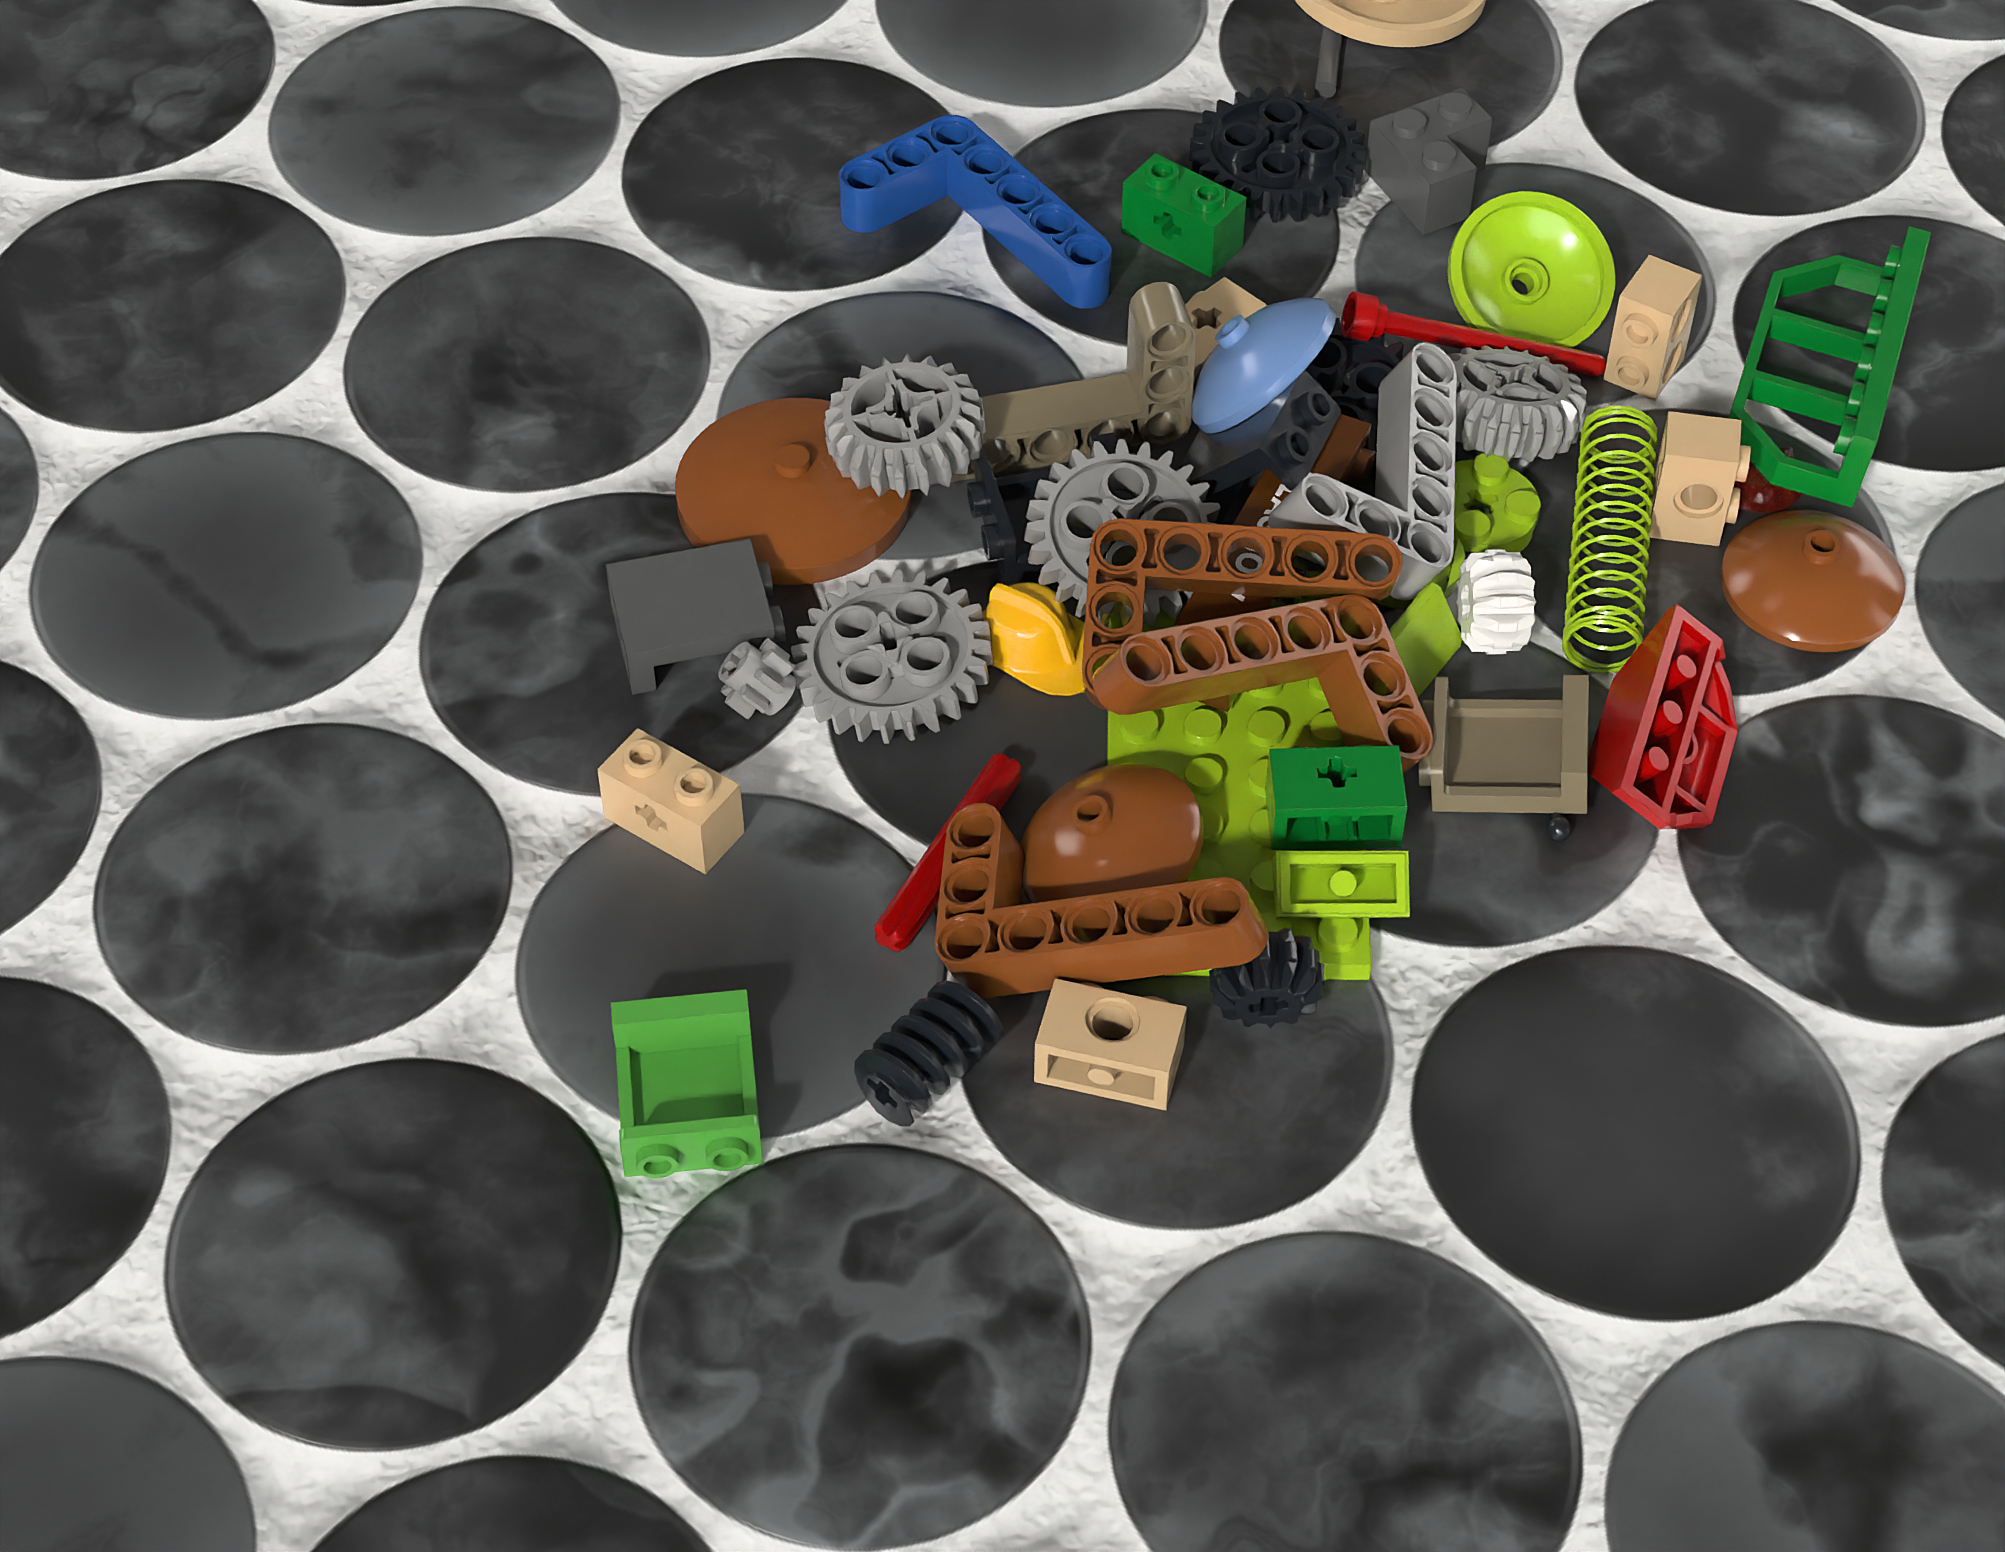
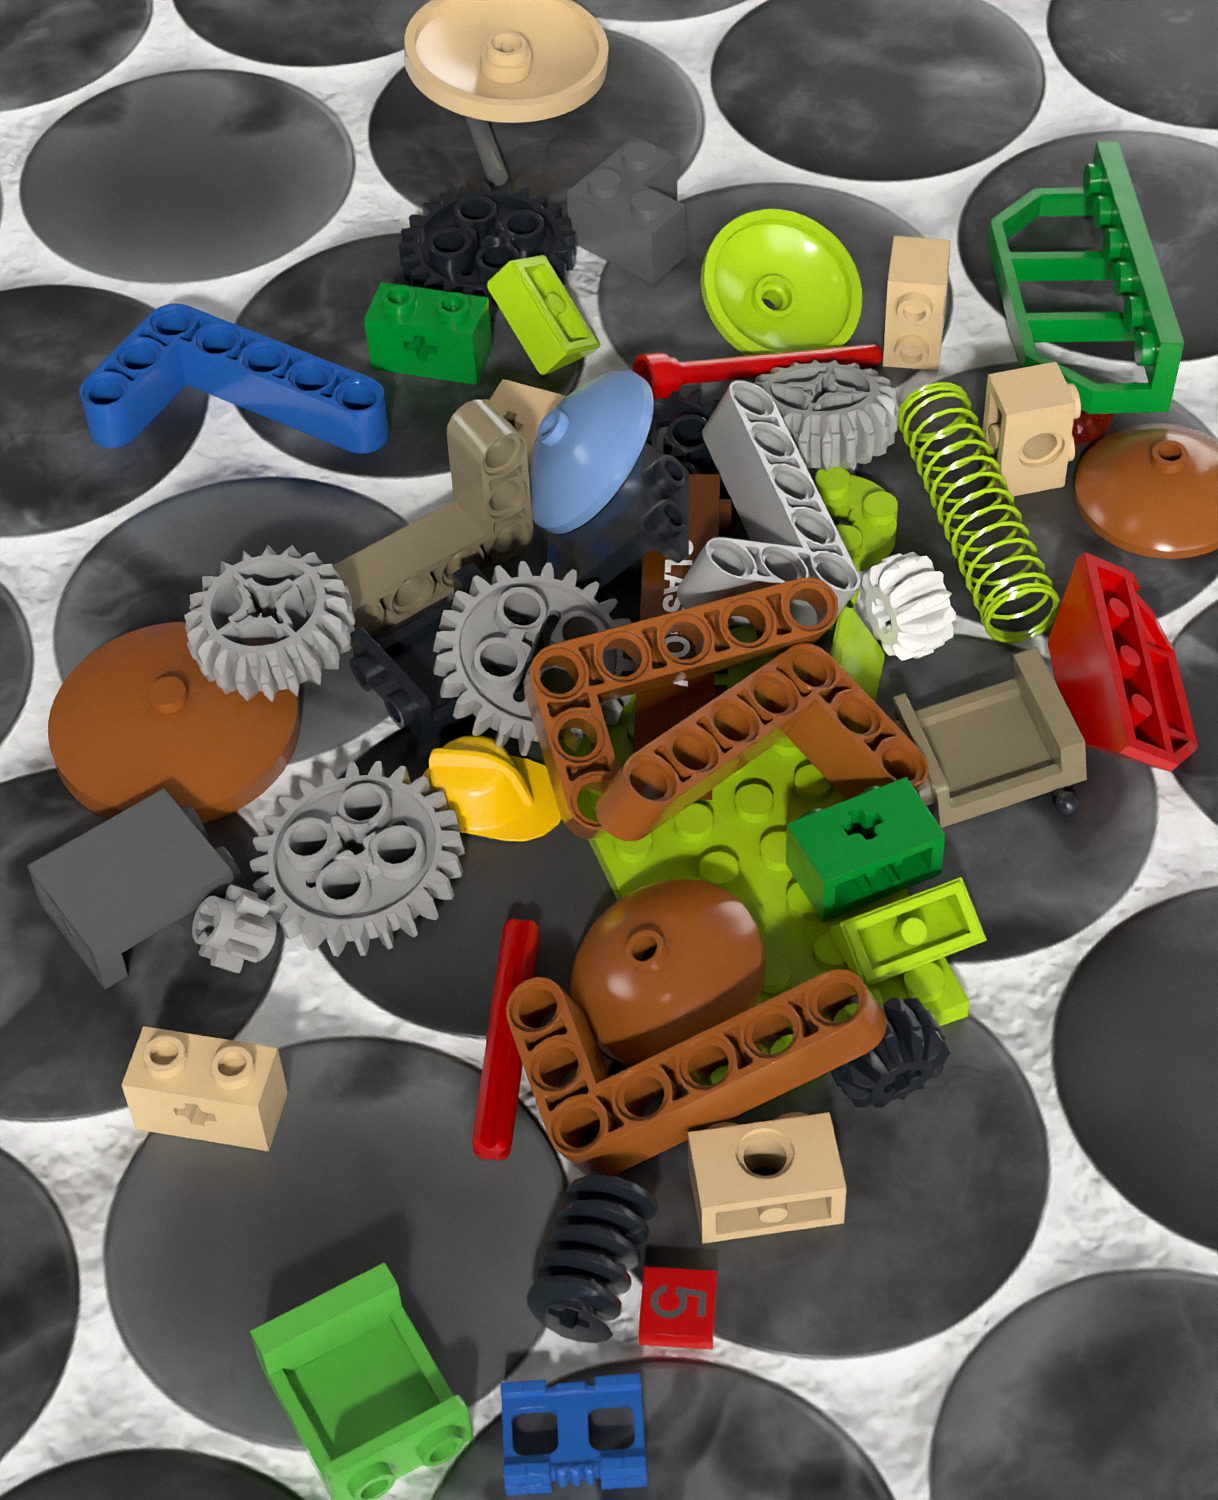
camera: 20 degrees left, 0 degrees up
(836, 1205) = (574, 1456): none -> blue piece
(983, 1123) = (678, 1308): none -> red tile
(1296, 229) = (541, 313): none -> lime slope

